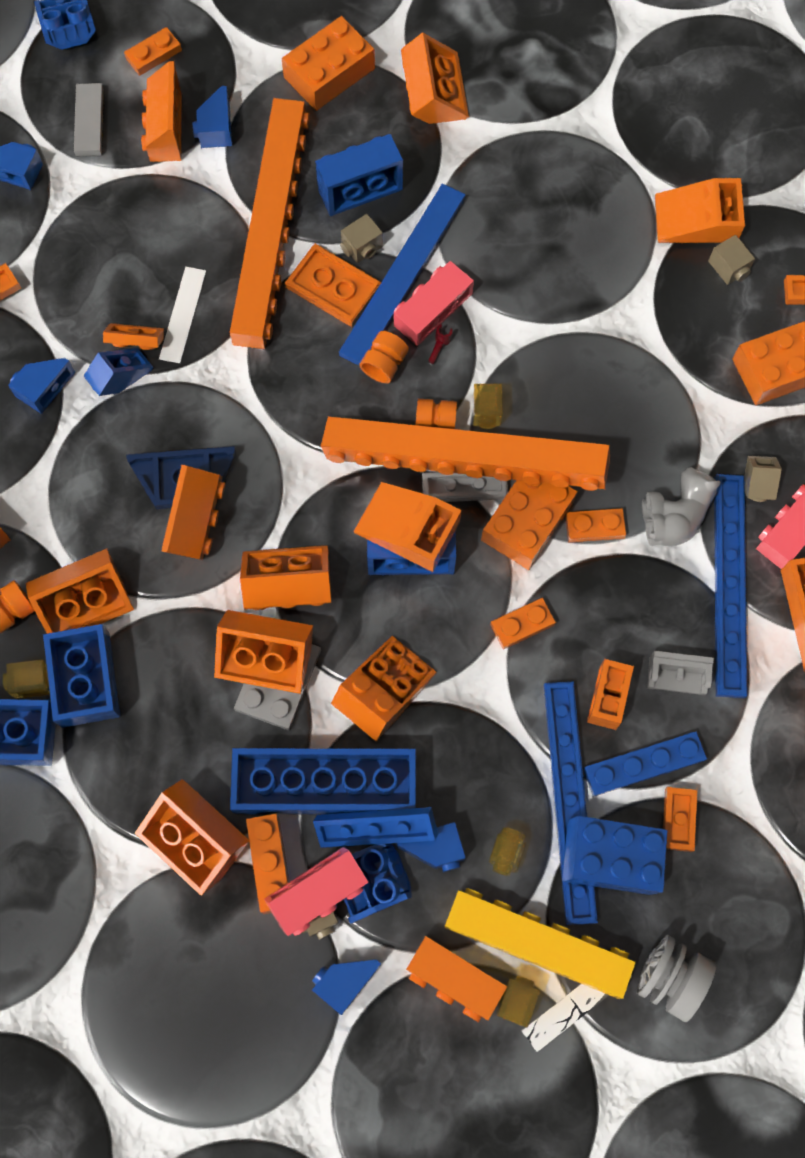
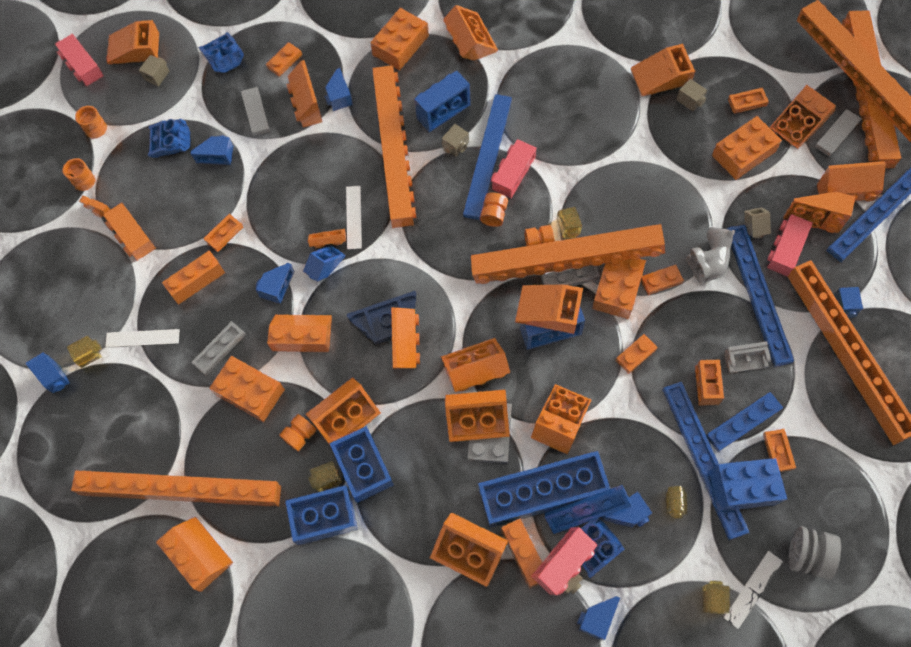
camera: 10 degrees left, 5 degrees down
(54, 464) = (300, 333): none -> orange slope
(332, 285) = (445, 174): orange tile -> none
(441, 340) = (525, 190): dark red hand -> none
(455, 980) = (671, 595): orange brick -> none
(539, 944) = (718, 556): yellow brick -> none

